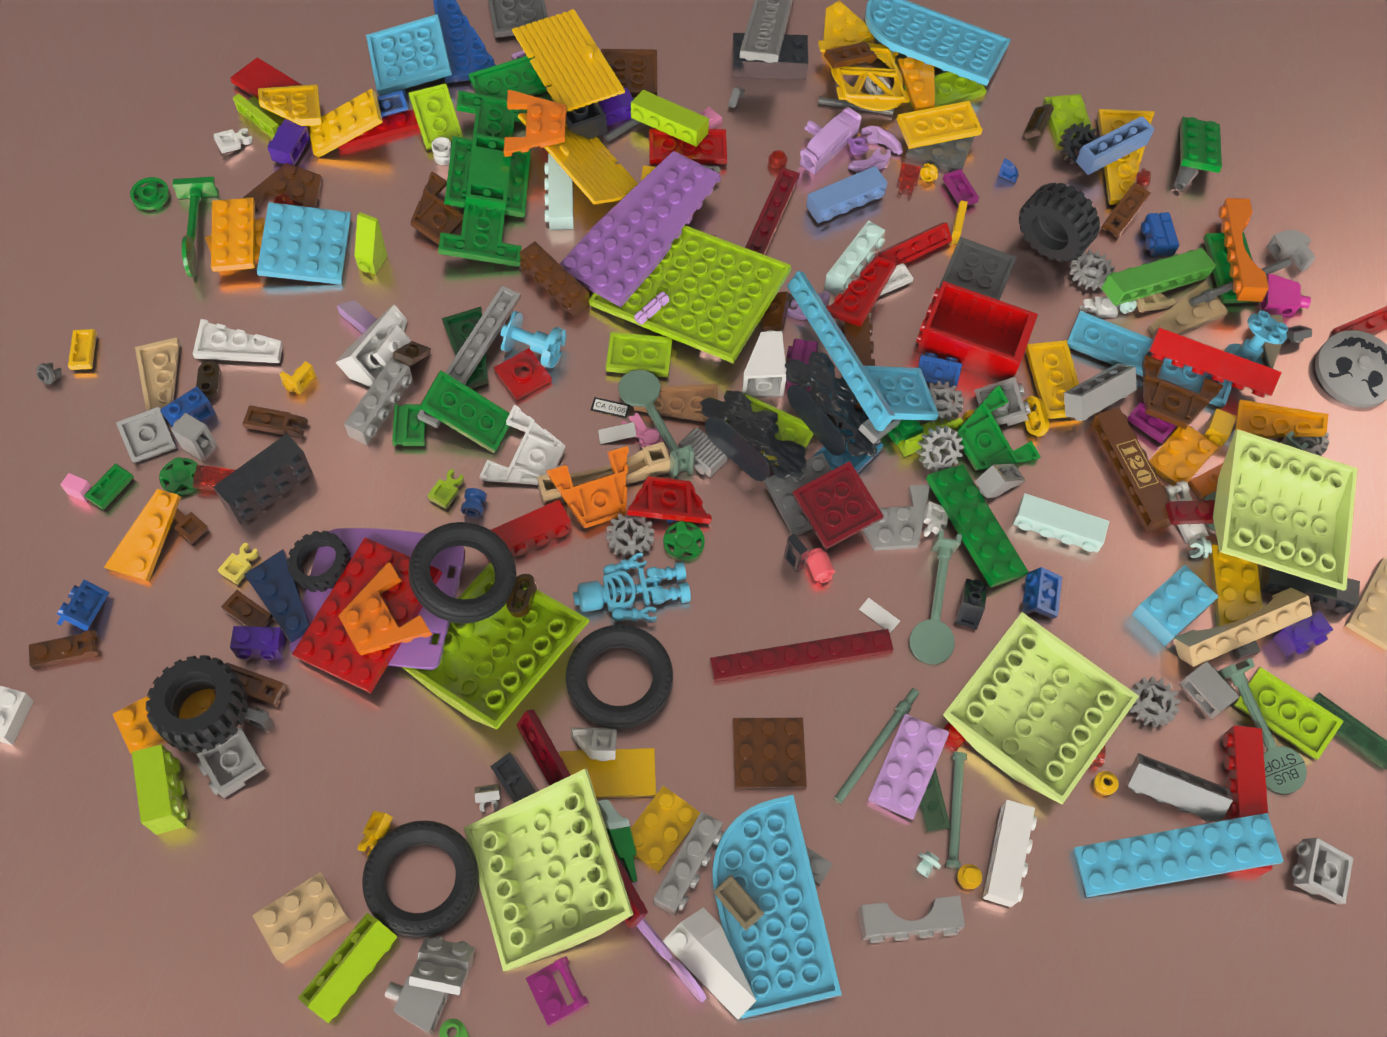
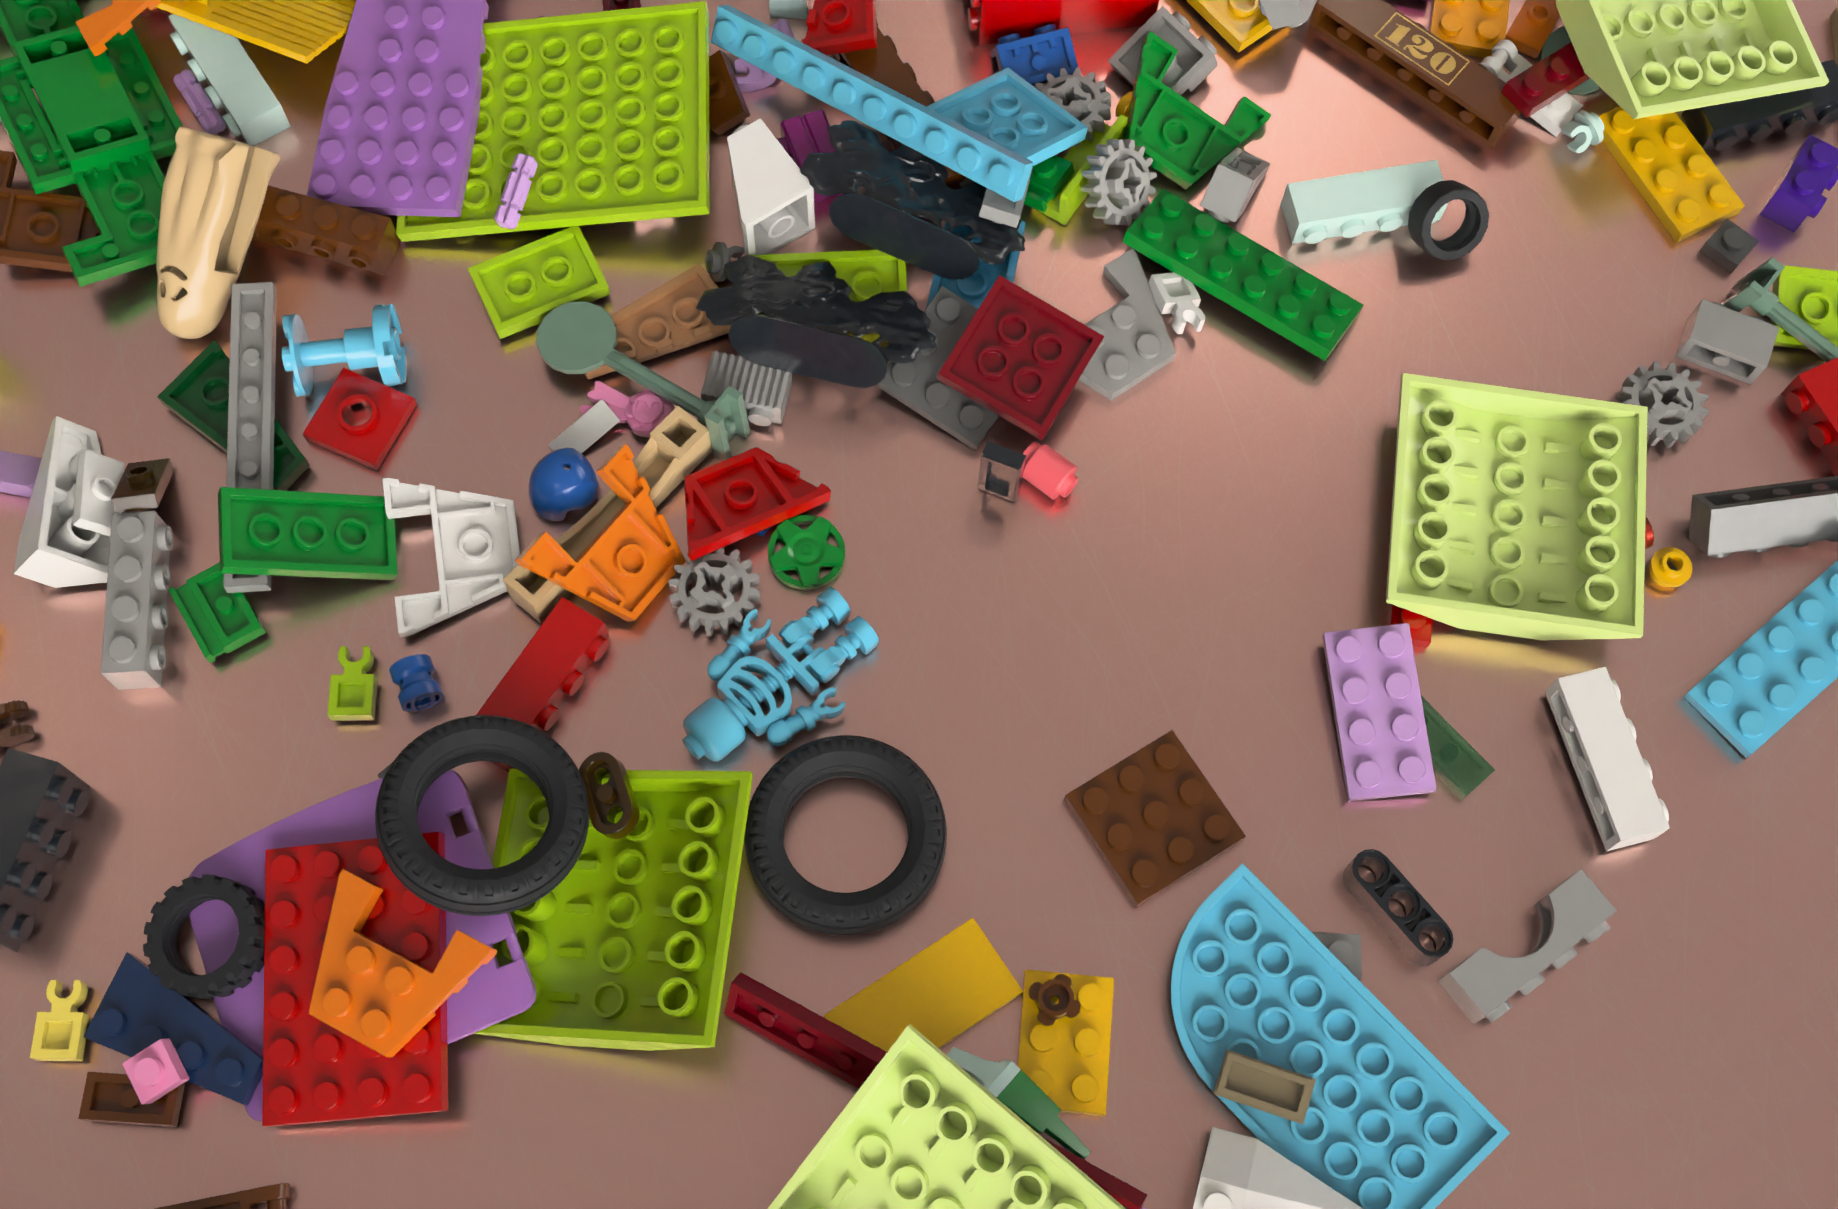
camera: 30 degrees left, 5 degrees up
(258, 642) = (187, 1142): dark purple brick -> none
(263, 604) = (155, 1071): none -> bright pink plate
(487, 793) = (752, 1158): light grey tile -> none
(505, 254) = (206, 227): none -> tan piece
(514, 777) = (783, 1106): black hinge -> none
(539, 198) = (199, 102): none -> lavender axle
(590, 453) = (558, 490): none -> blue helmet
(596, 742) = (877, 964): white wing -> none
(610, 407) = (544, 396): sticker -> none
(671, 800) = (1058, 987): none -> reddish brown plate
(685, 868) = (1145, 1072): light grey brick -> none
(728, 385) = (718, 257): none -> dark grey plate
(801, 655) = (1103, 633): dark red plate -> none
(861, 850) = (1419, 914): none -> black beam
(879, 615) = (1183, 498): white sticker -> none
(901, 709) = (1311, 629): sand green bar -> none
(926, 865) = (1499, 840): light aqua plate -> none
(932, 639) = (1286, 491): sand green piece -> none
(953, 861) = (1487, 738): sand green bar -> none
(969, 876) = (1568, 829): yellow plate -> none
(972, 604) = (1317, 399): black bracket -> none
(1038, 420) = (1229, 54): yellow plate -> none
(1042, 592) = (1403, 327): blue bracket -> none
(1096, 568) = (1469, 233): none -> black tyre
(1175, 605) = (1604, 239): medium azure brick -> none
(1203, 645) = (1682, 278): tan arch -> none

